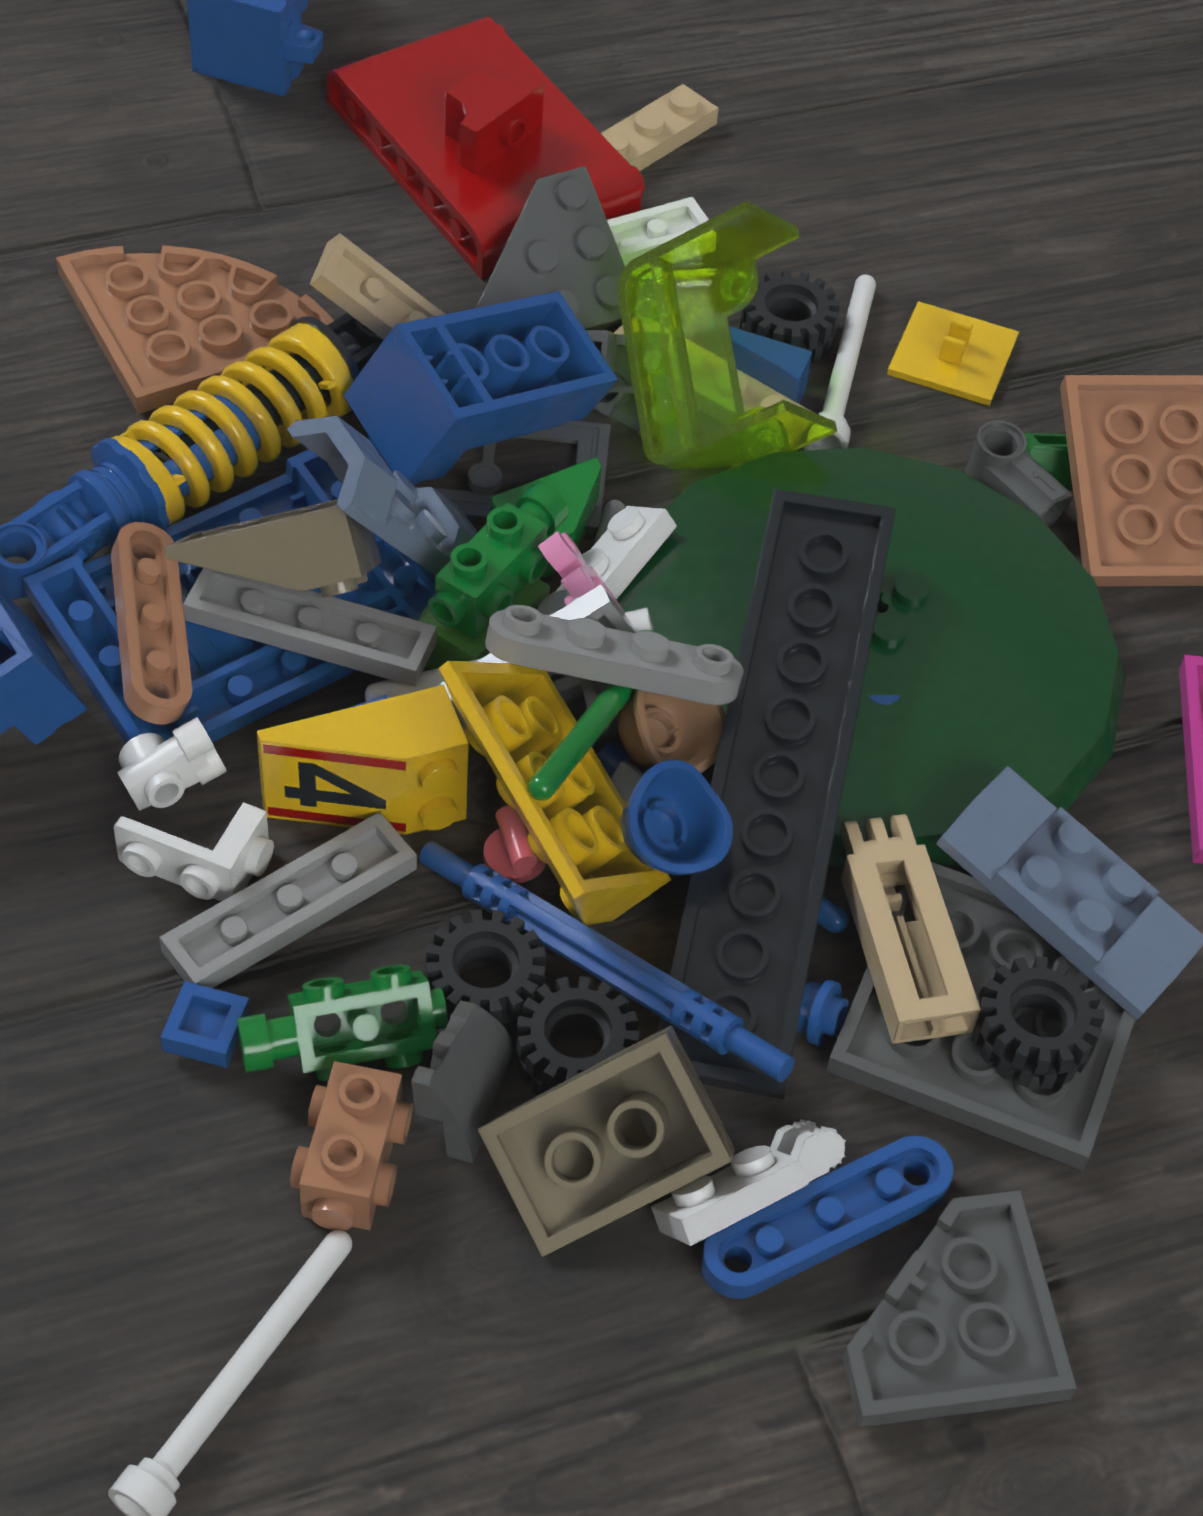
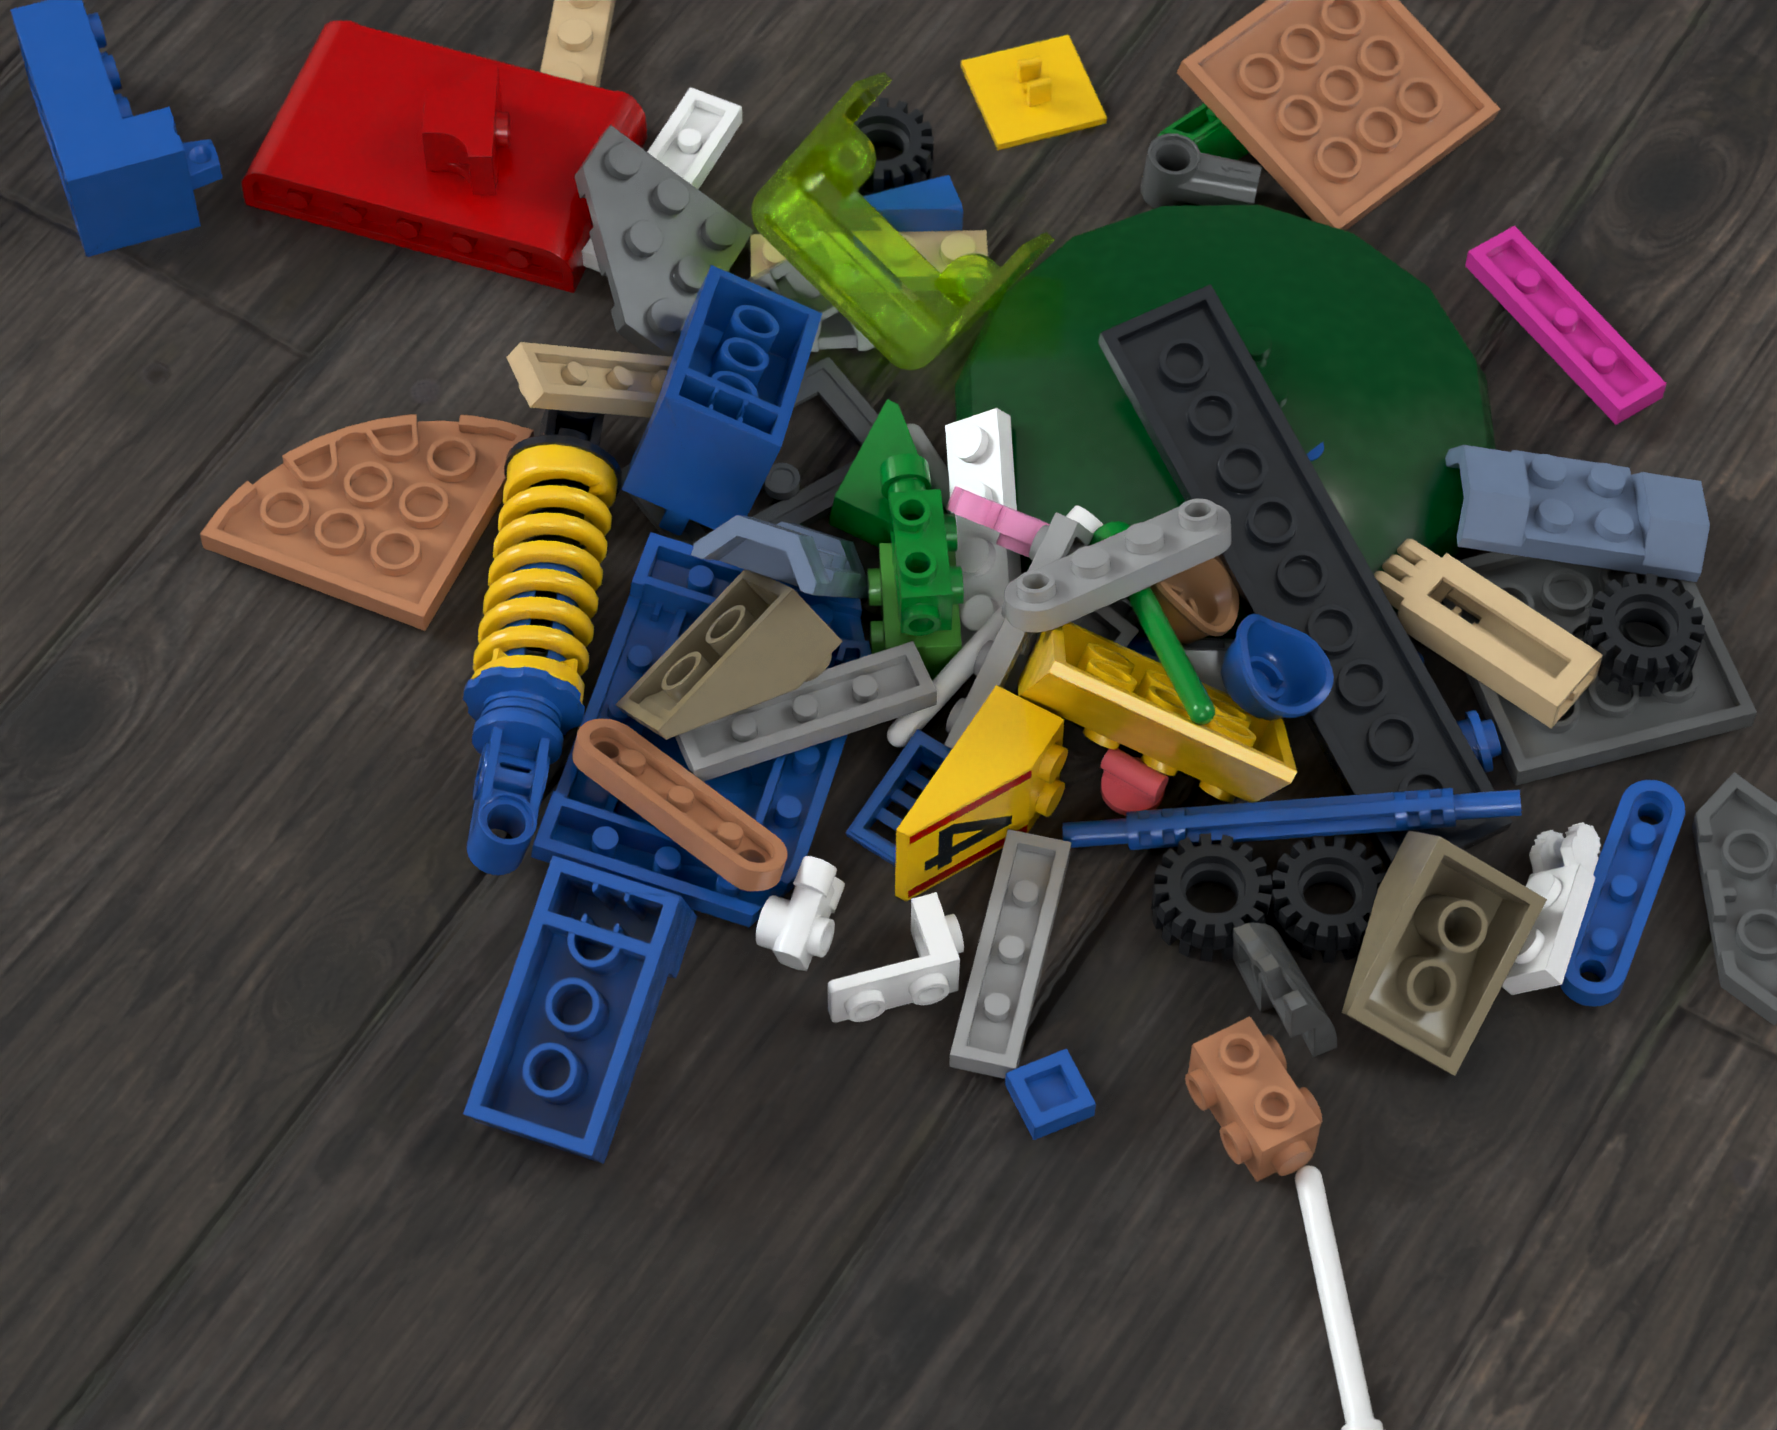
camera: 35 degrees left, 5 degrees up
(360, 1029) = (1162, 1011): green brick -> none
(845, 364) = (1008, 231): white piece -> none

